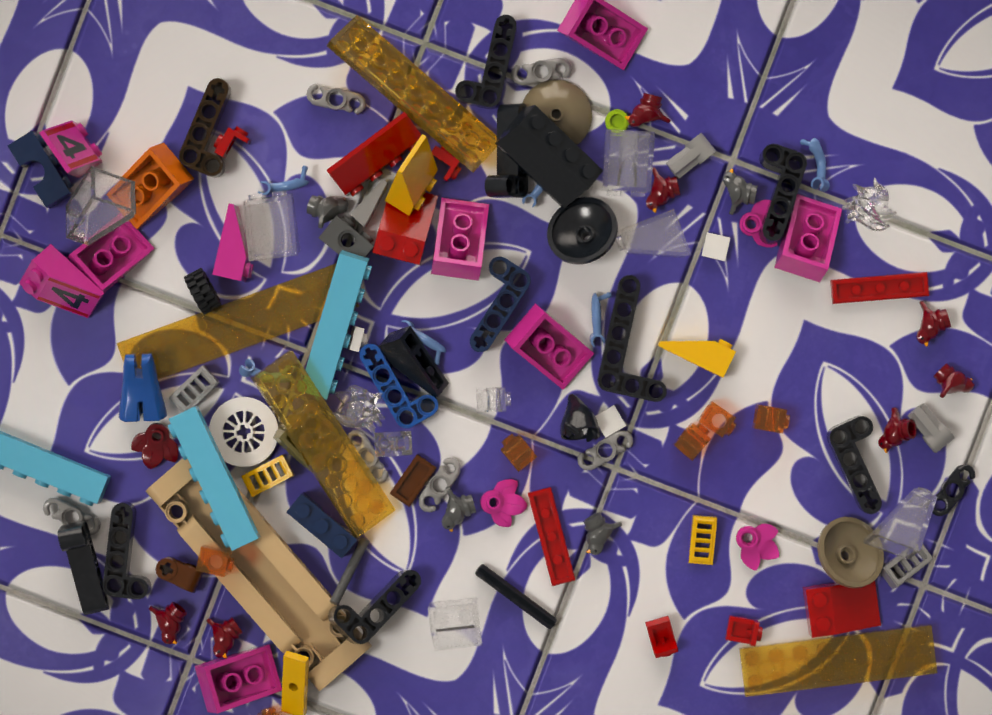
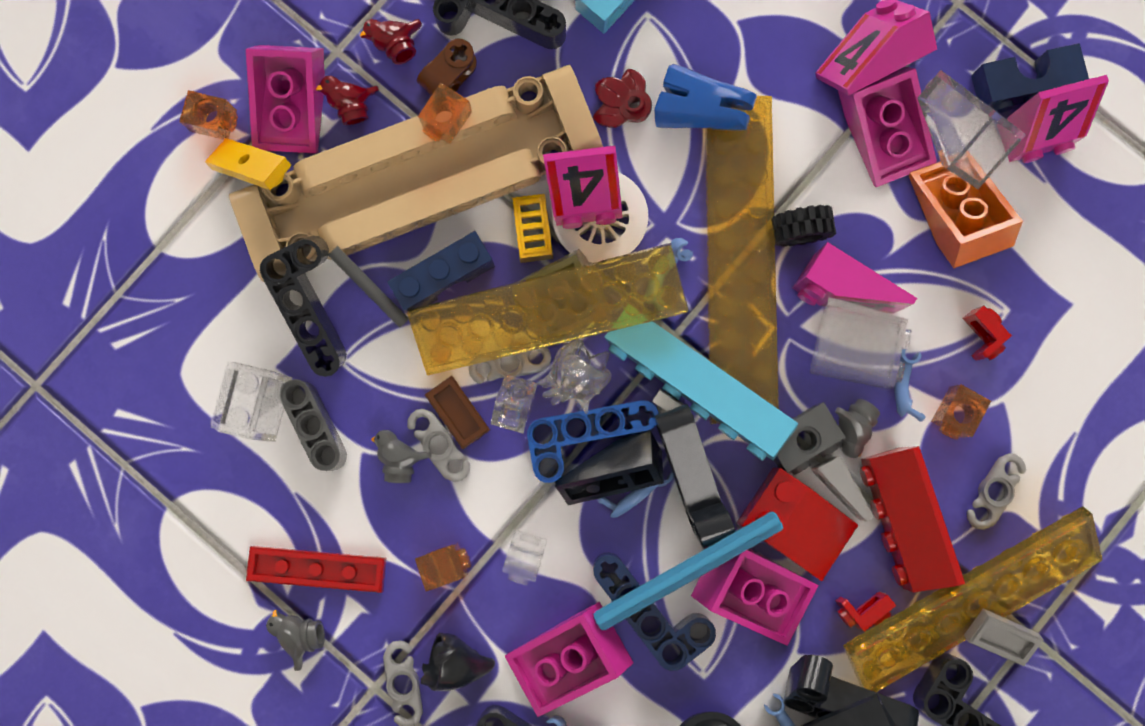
camera: 115 degrees right, 5 degrees down
(210, 126) = (1015, 314): dark brown beam -> none
(212, 380) = (684, 198): light grey slope -> none
(214, 478) = (519, 154): medium azure brick -> none
(233, 447) = (584, 186): none -> dark pink slope
(281, 141) = (973, 406): none -> clear orange brick
(398, 307) = (693, 476): none -> beam
(413, 178) = (867, 561): yellow slope -> none
(431, 65) = (1003, 637): none -> light grey tile
(450, 584) = (299, 416): none -> dark grey beam
(461, 290) = (688, 570): none -> dark azure axle
(506, 502) = (381, 526): dark pink plate -> none
(516, 596) = (253, 494): black axle -> none
(610, 421) = (439, 706): white tile -> none
(661, 637) = (122, 671): red bracket -> none

